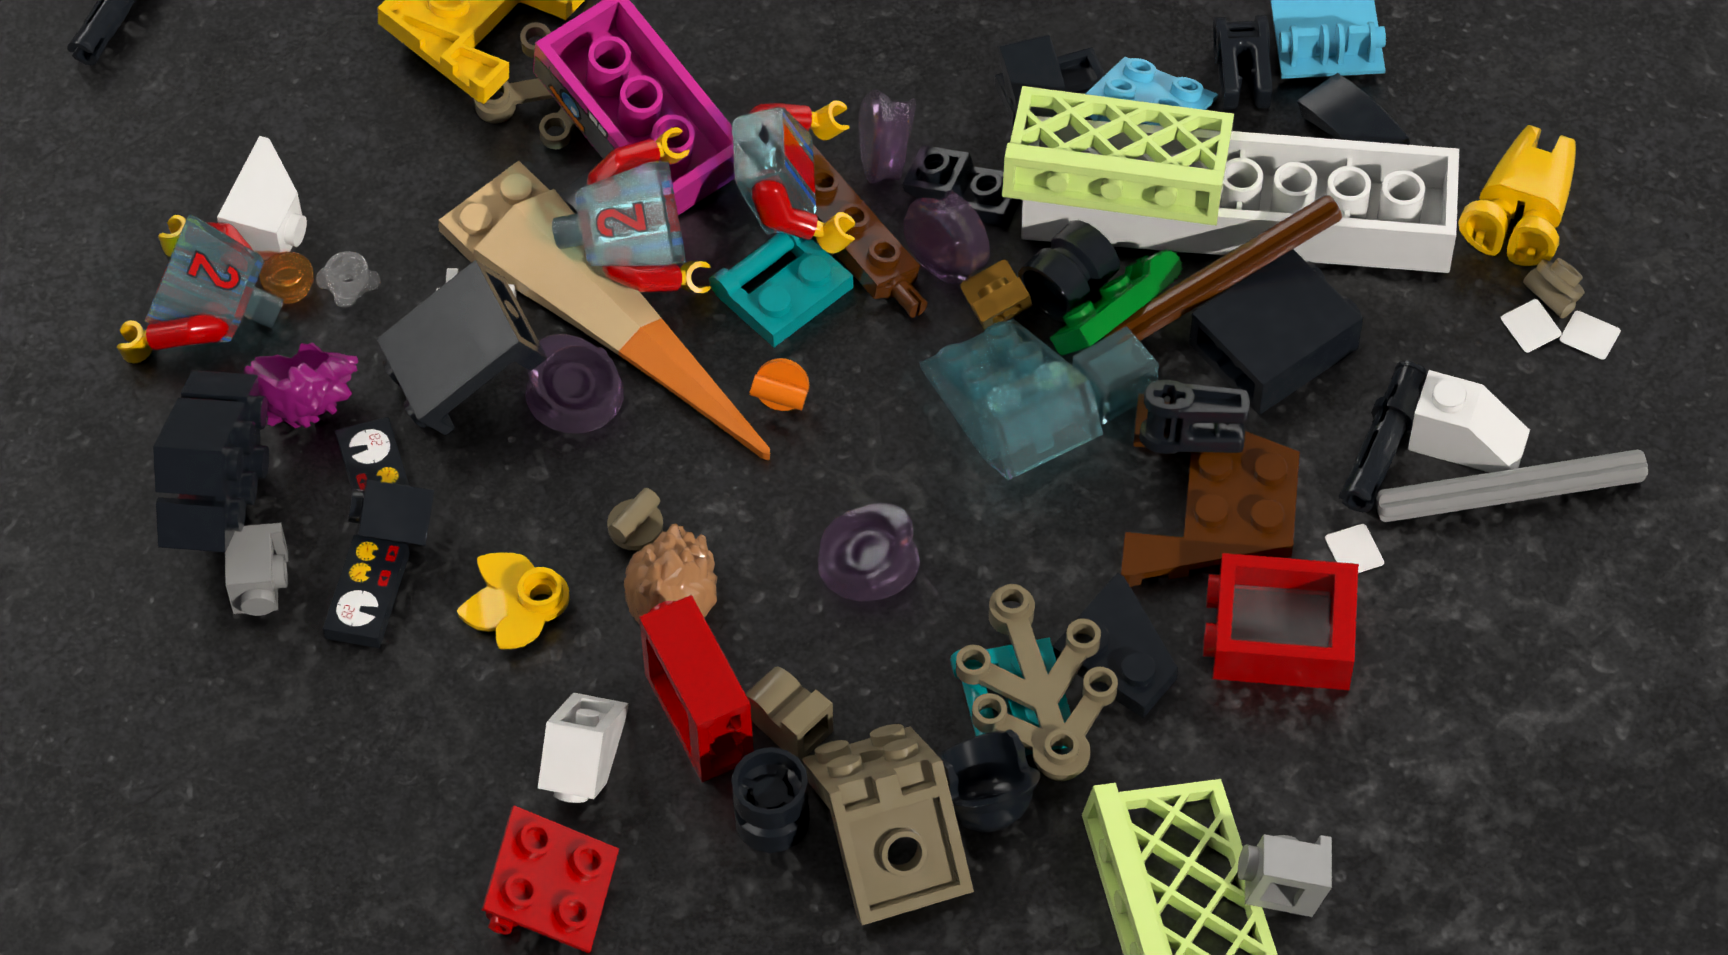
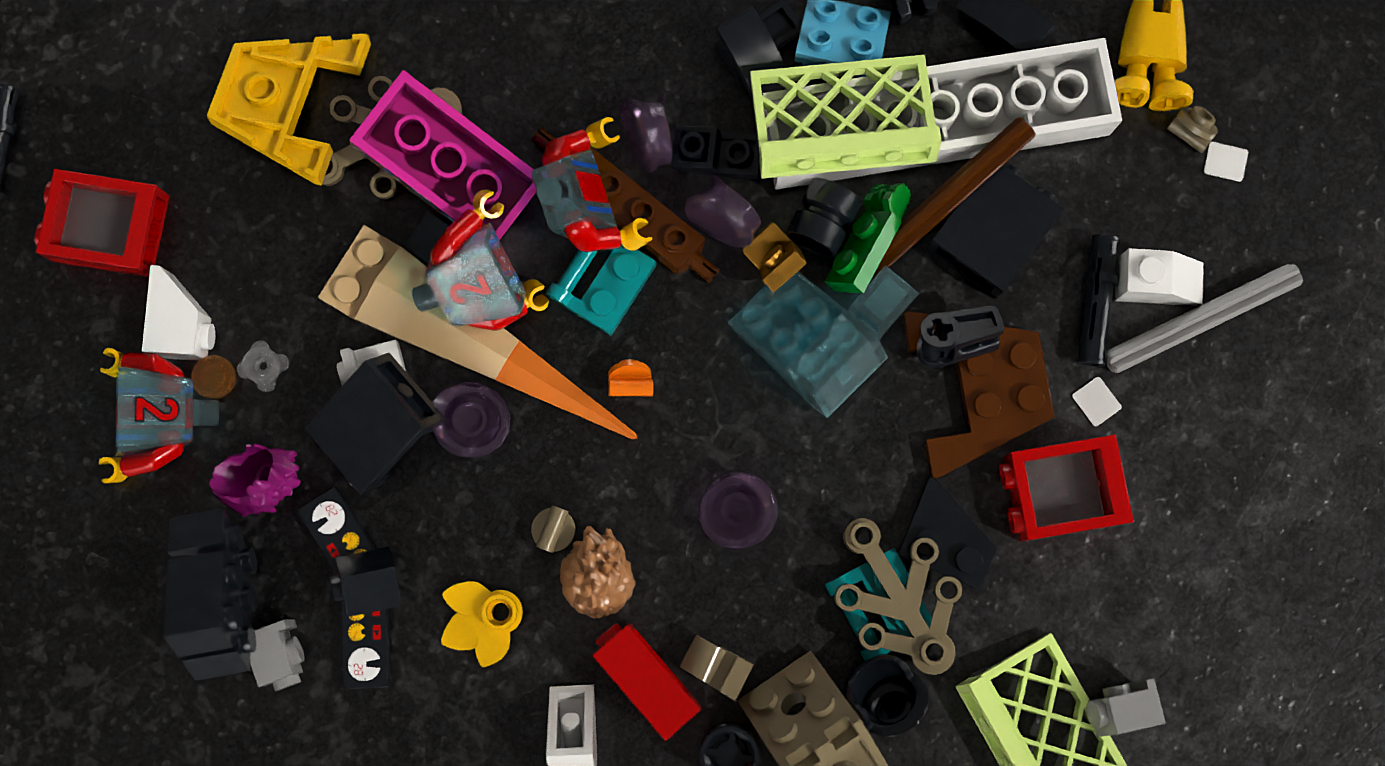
camera: 15 degrees left, 25 degrees up
(216, 92) = (101, 222): none -> red window
(1531, 325) = (1180, 165): white sticker -> none

